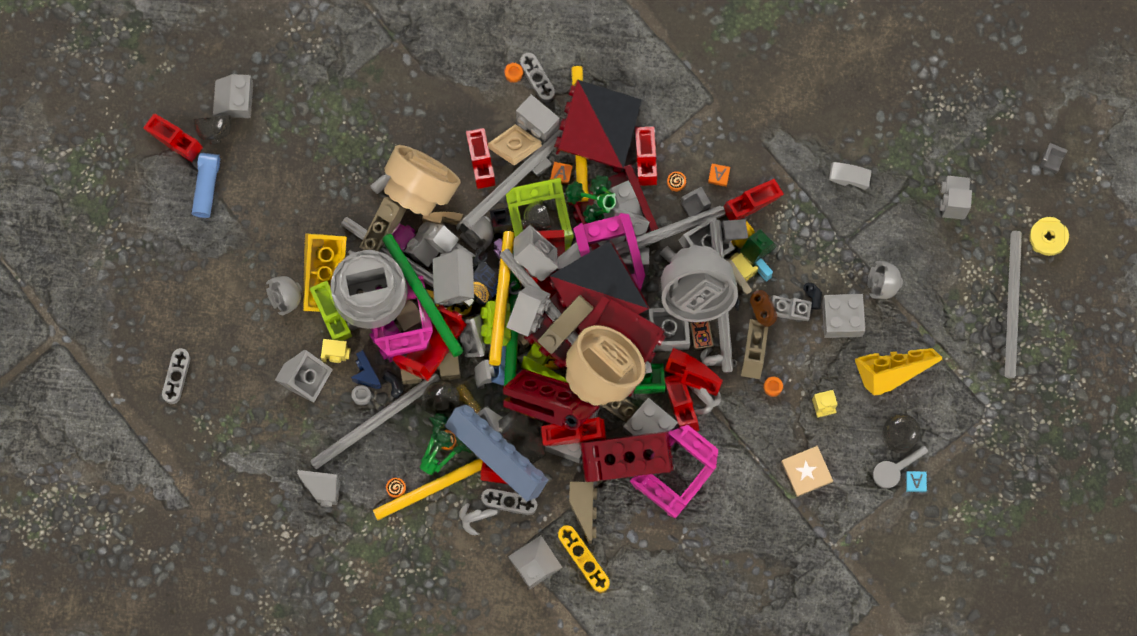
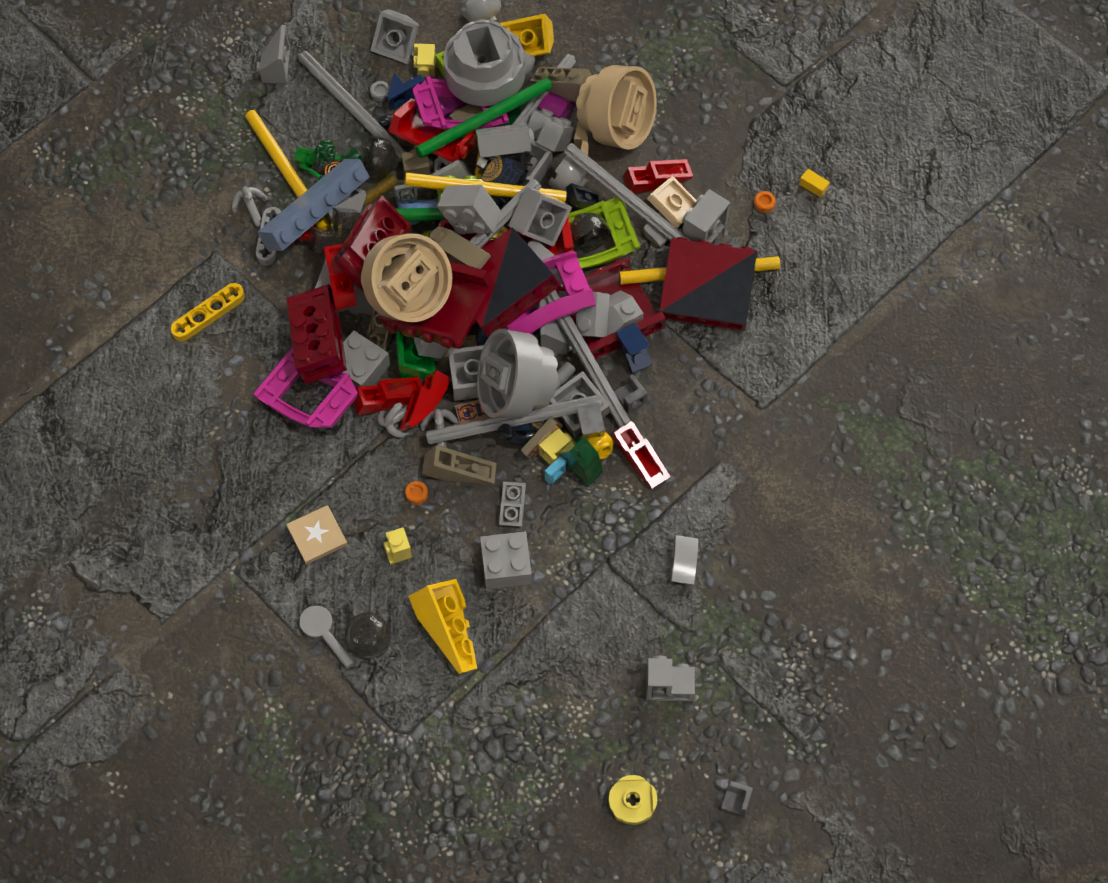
camera: 85 degrees right, 10 degrees down
(396, 487) = (281, 130): tile -> none
(498, 30) = (814, 183): none -> yellow piece
(535, 562) = (201, 264): light grey slope -> none
(537, 69) = (758, 233): light grey beam -> none
(562, 171) = (650, 257): orange tile -> none
(581, 503) = (263, 304): dark tan slope -> none
(605, 200) = (608, 281): dark green plant -> none
(646, 156) = (681, 338): red slope -> none
(655, 193) = (634, 347): none -> dark blue slope
(676, 181) = (655, 374): tile -> none
(719, 175) = (668, 418): orange tile -> none
(763, 306) = (508, 473): reddish brown plate -> none
(814, 293) = (534, 529): black arm -> none
(884, 280) = (553, 605): light grey cylinder -> none
(916, 481) = (309, 656): medium azure tile -> none
(1013, 304) = (540, 760): light grey axle -> none

